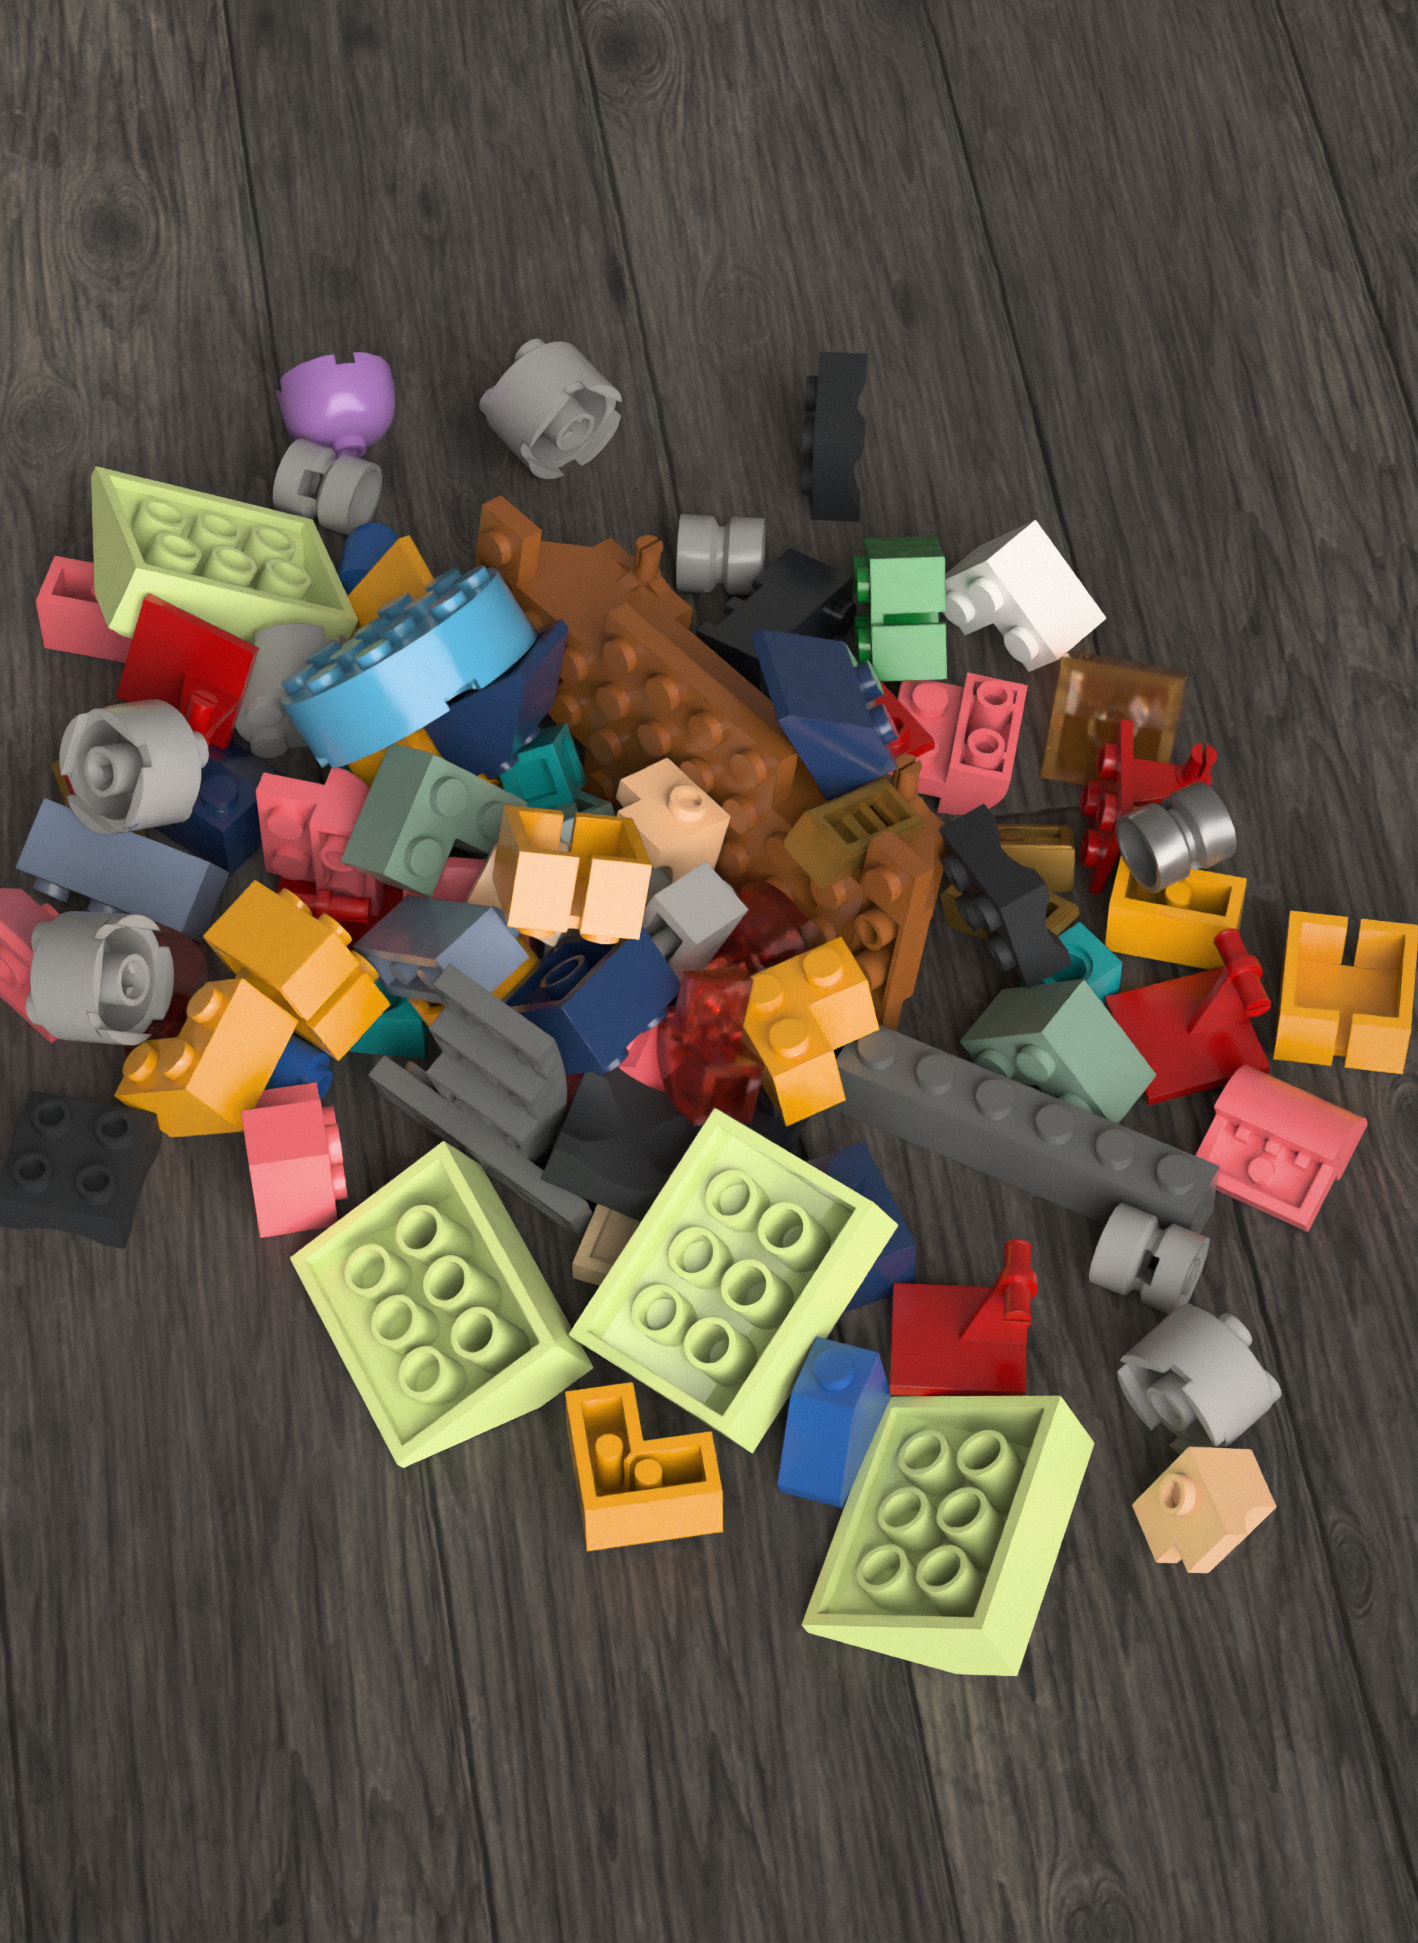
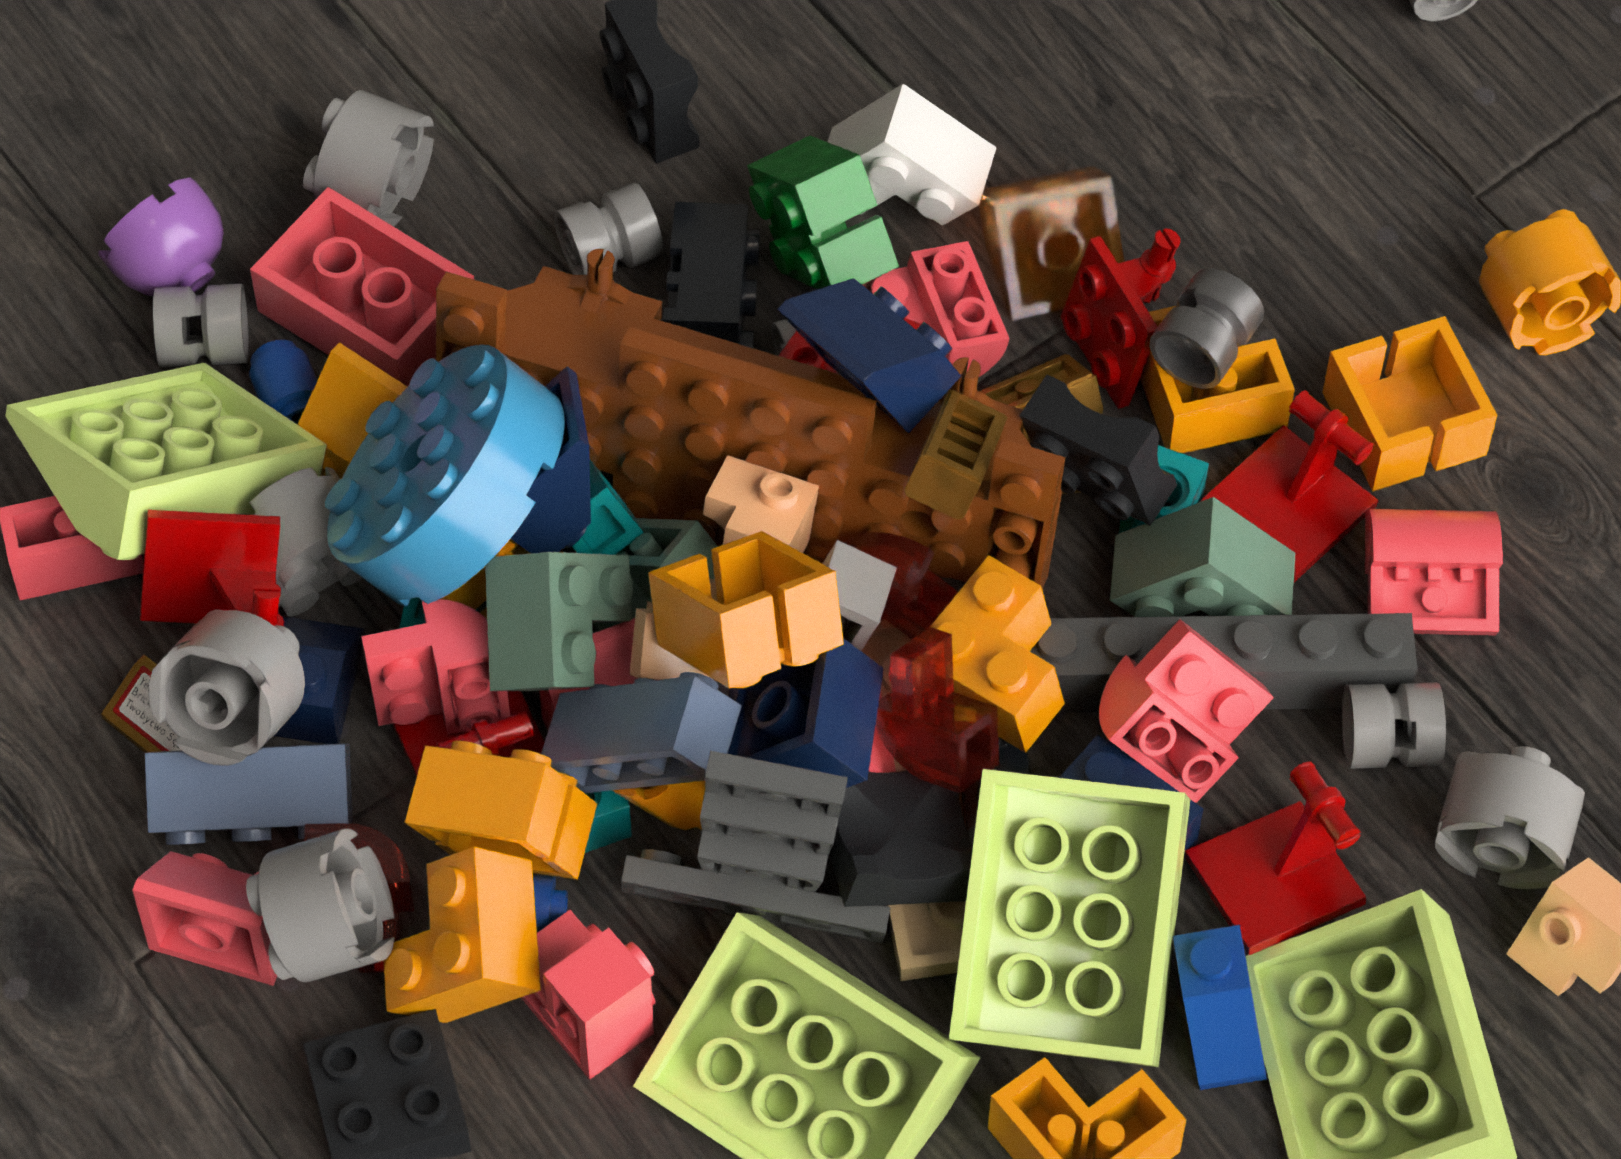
camera: 30 degrees left, 5 degrees up
(447, 478) = (354, 283): none -> coral brick
(951, 1155) = (1181, 709): none -> coral brick

